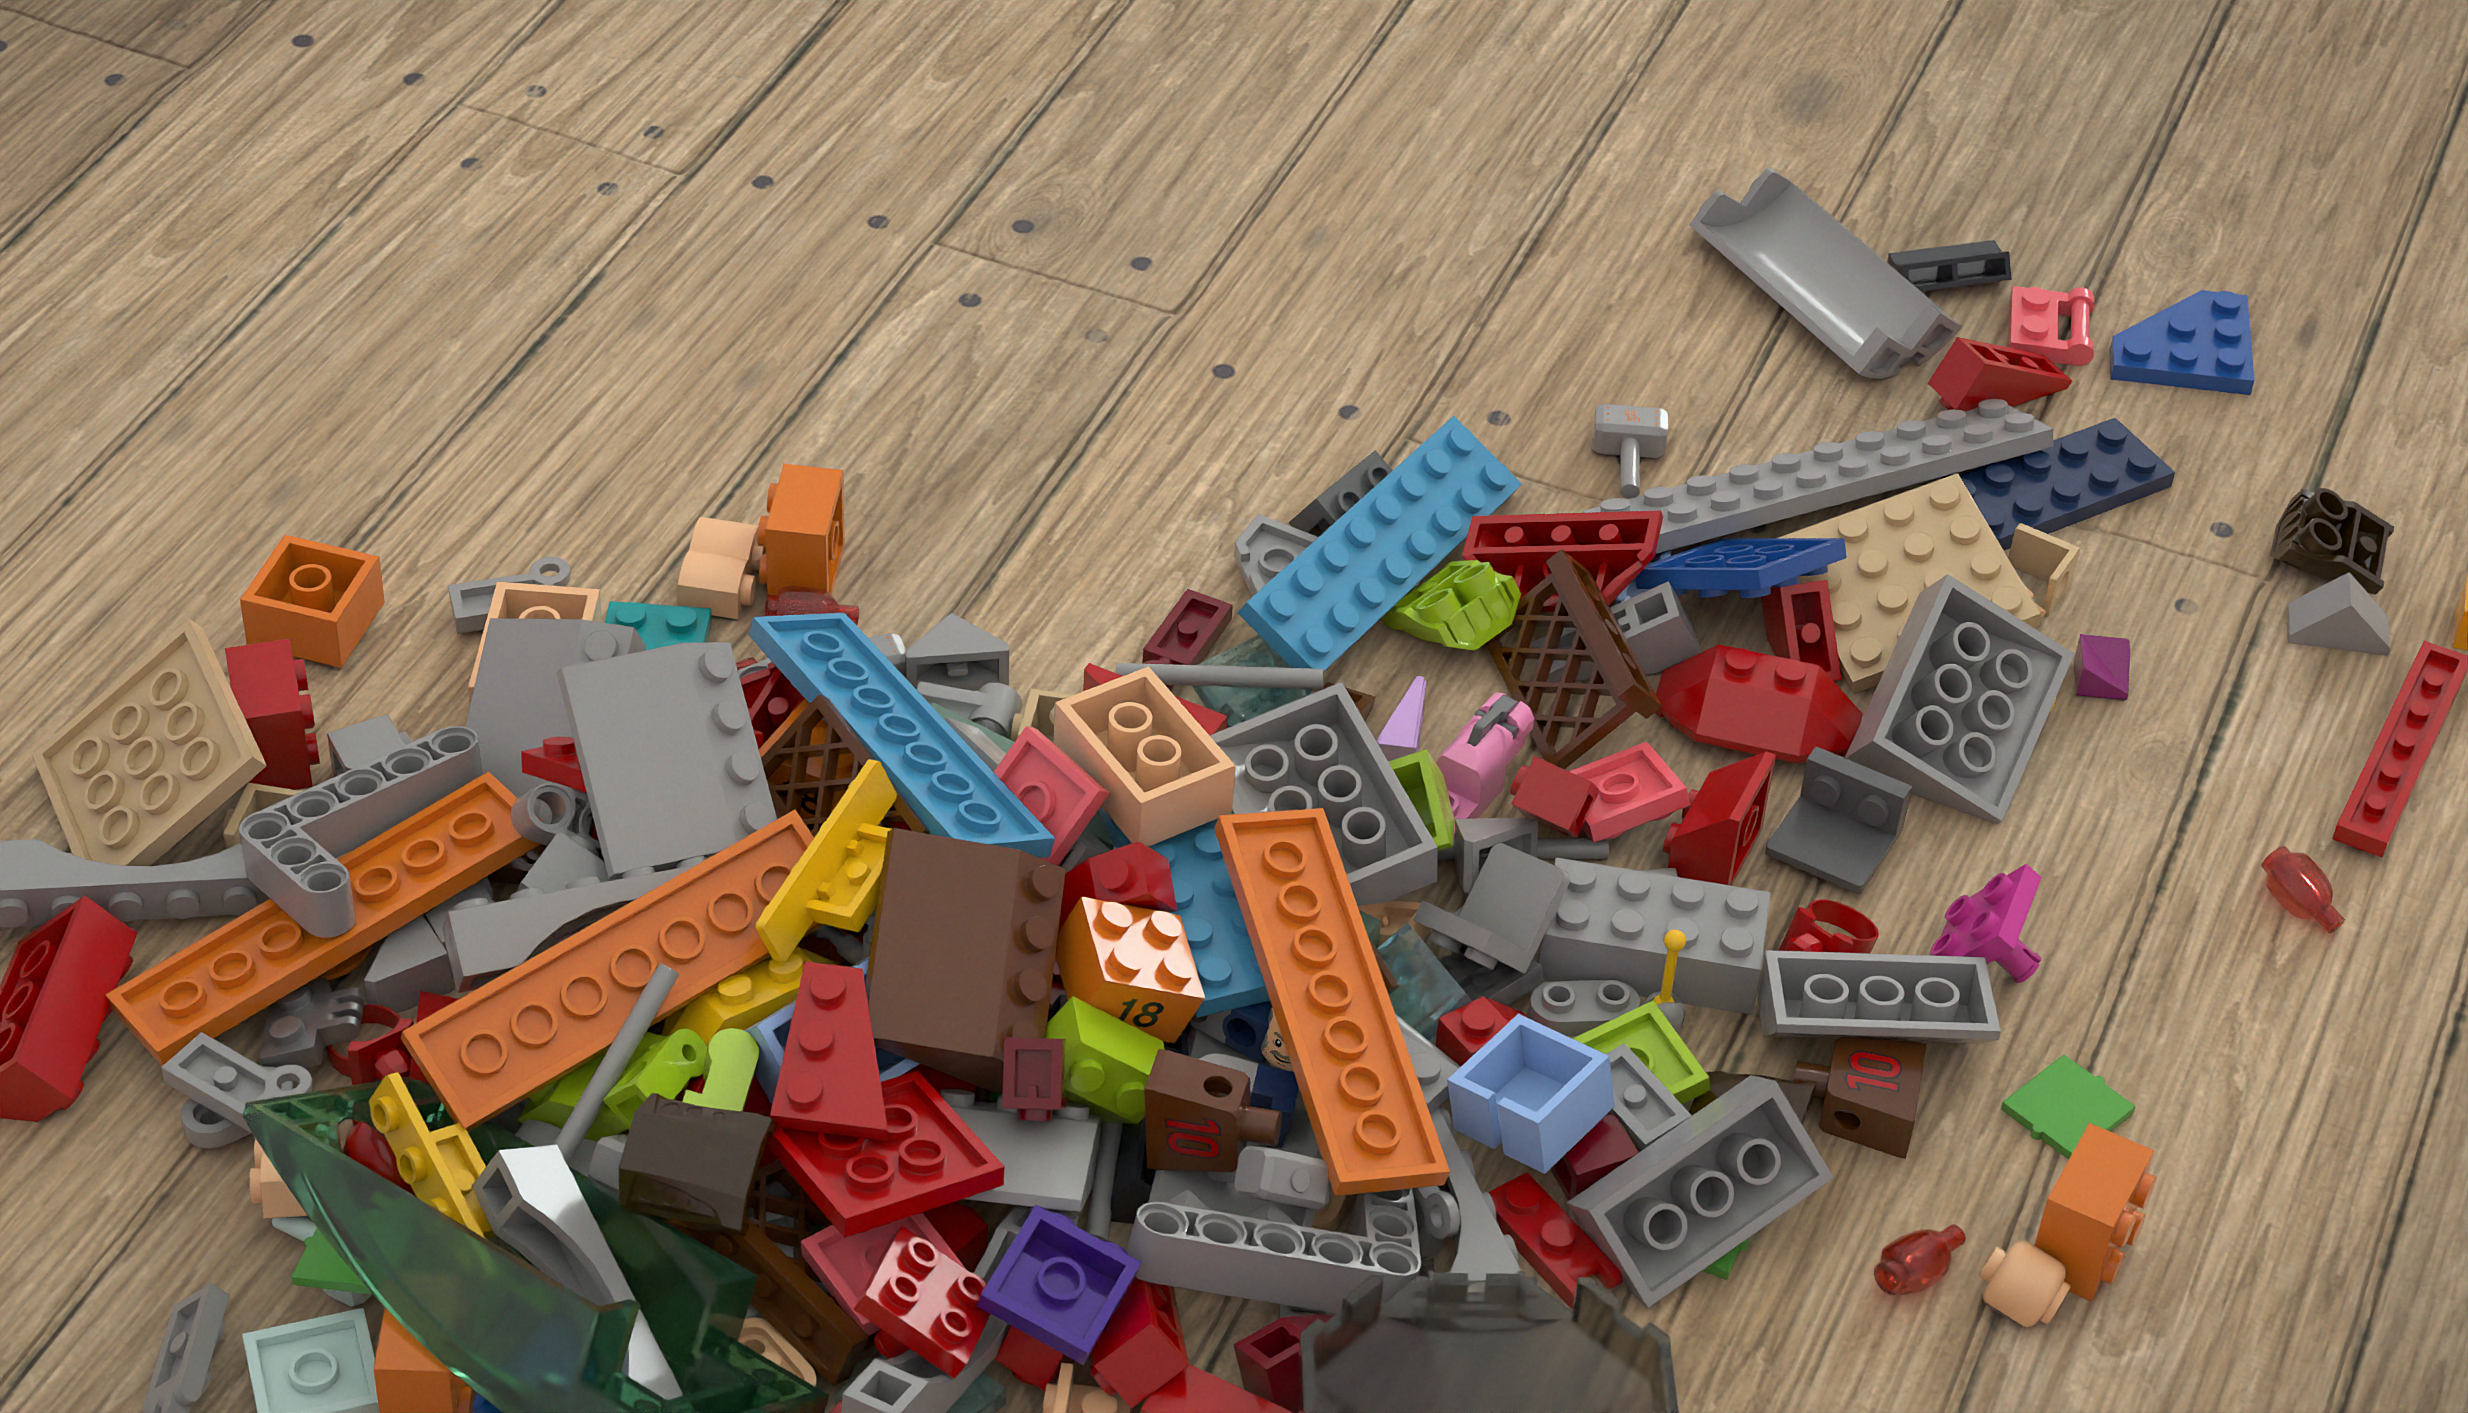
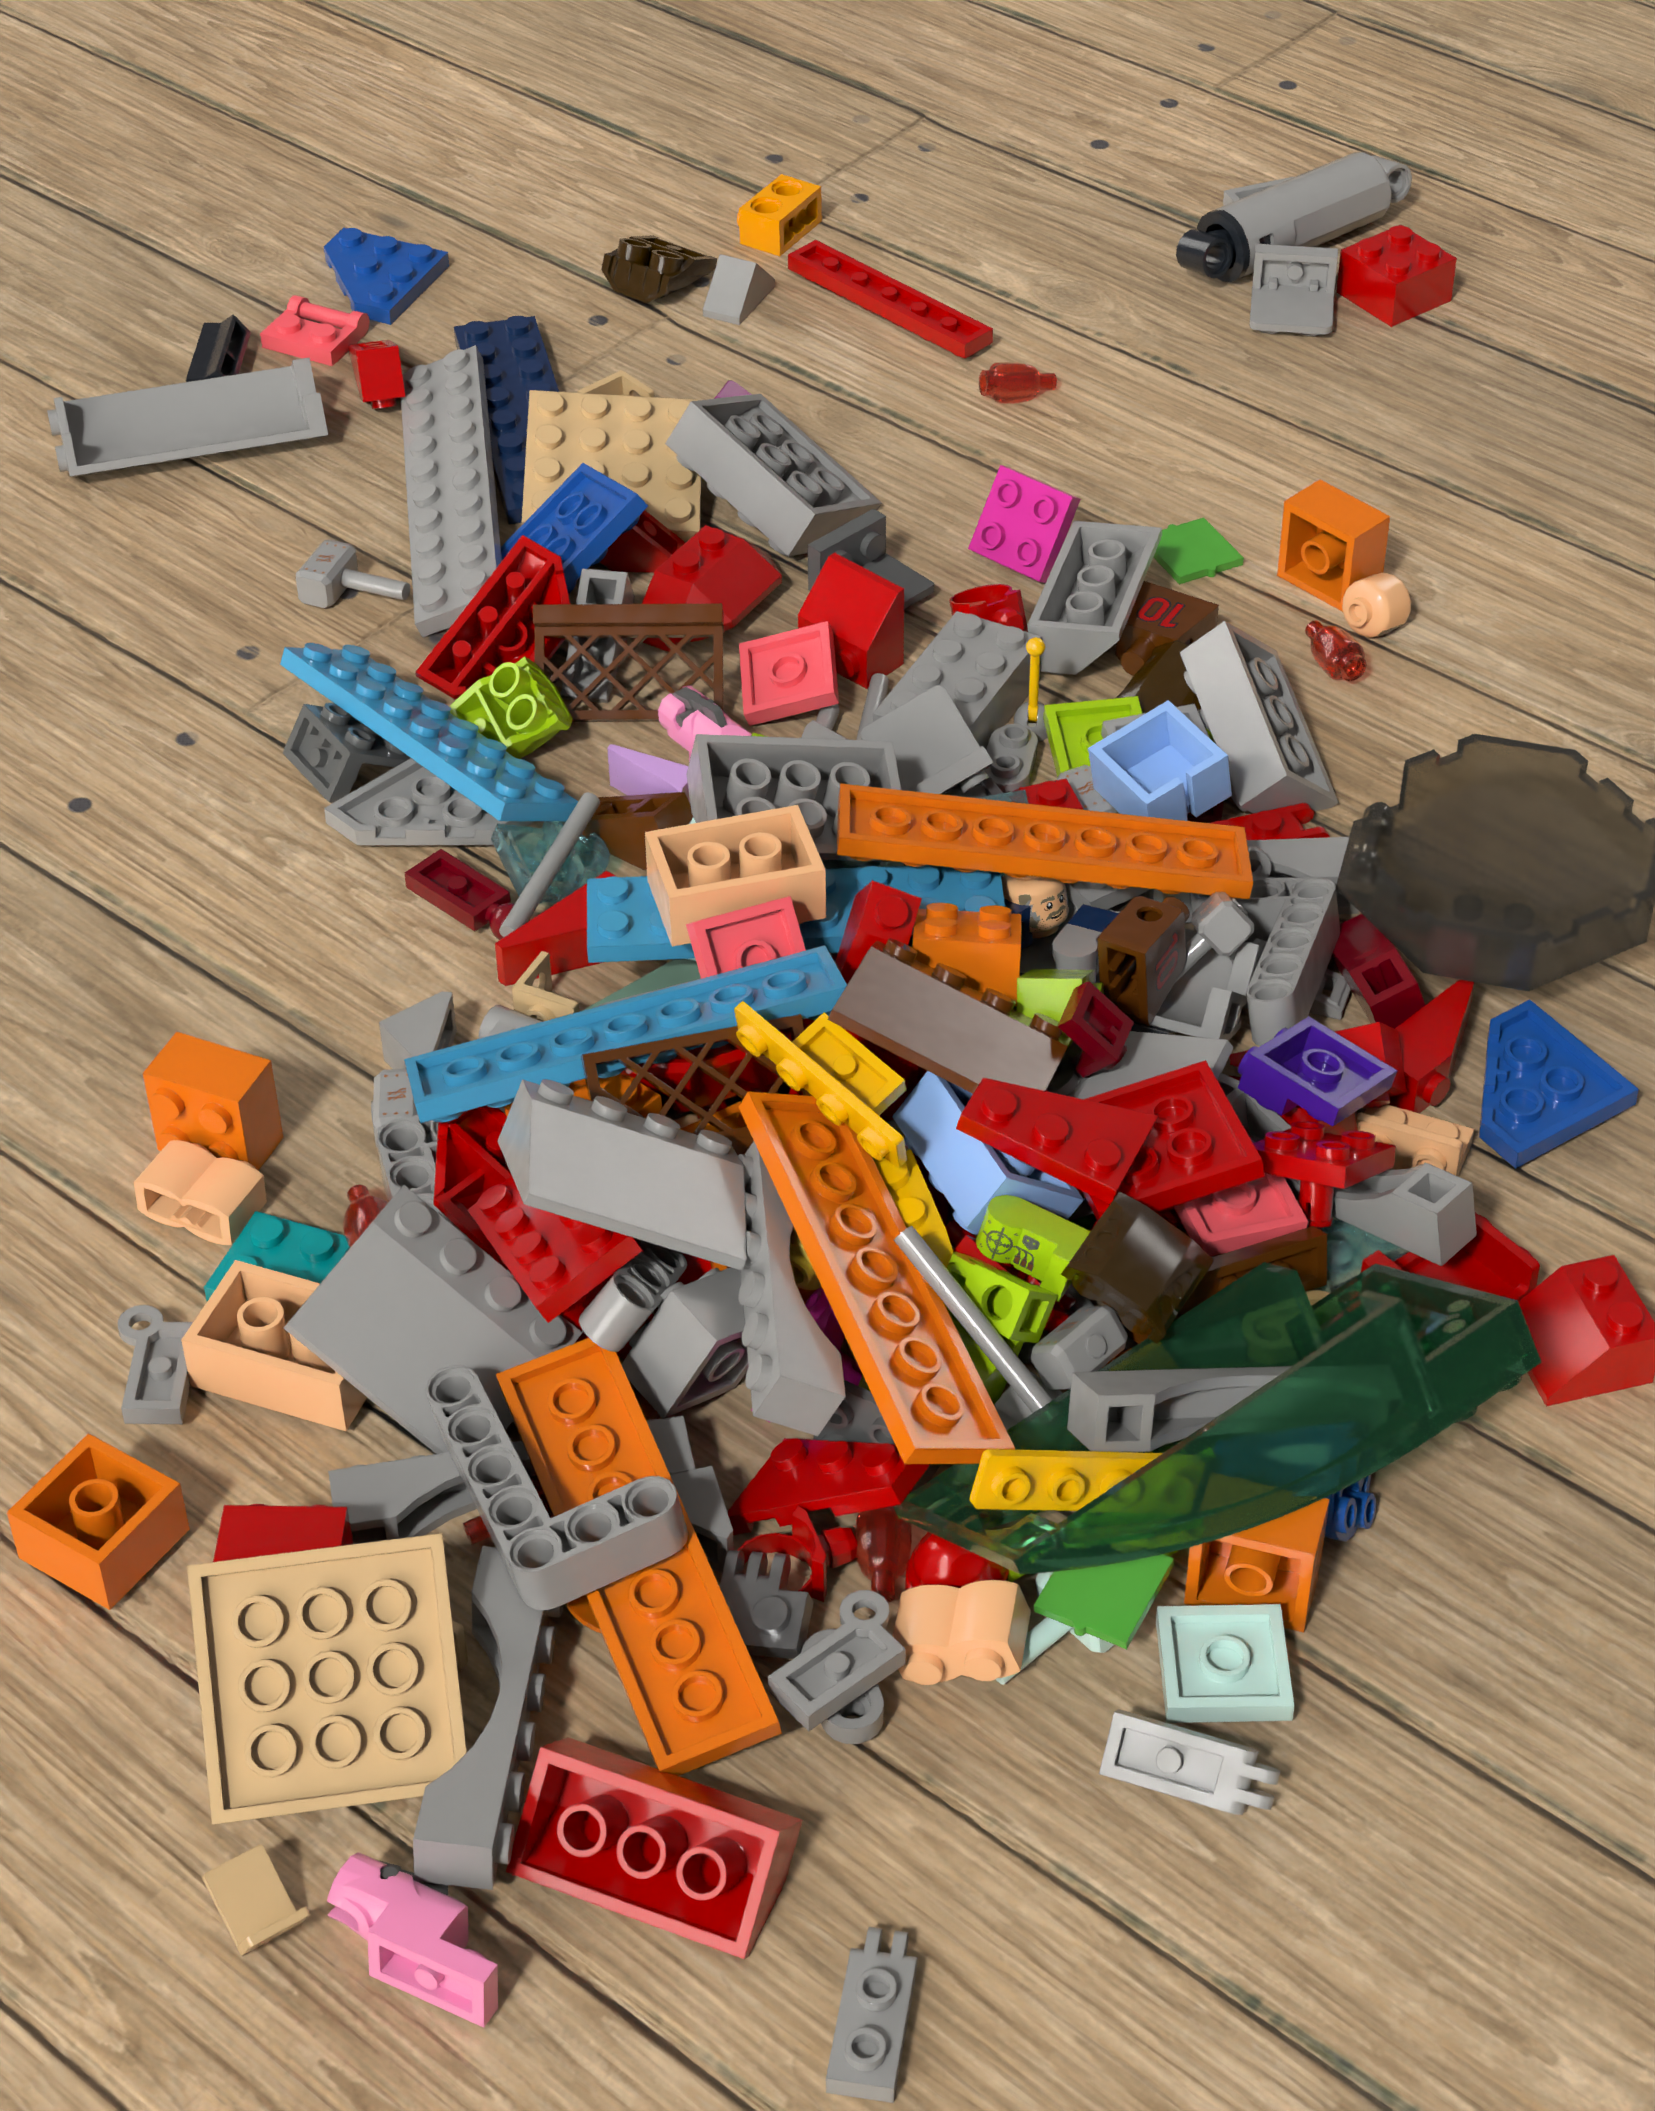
camera: 70 degrees left, 0 degrees up
(806, 600) = (294, 1143): clear red plant -> none
(1553, 796) = (801, 697): red slope -> none

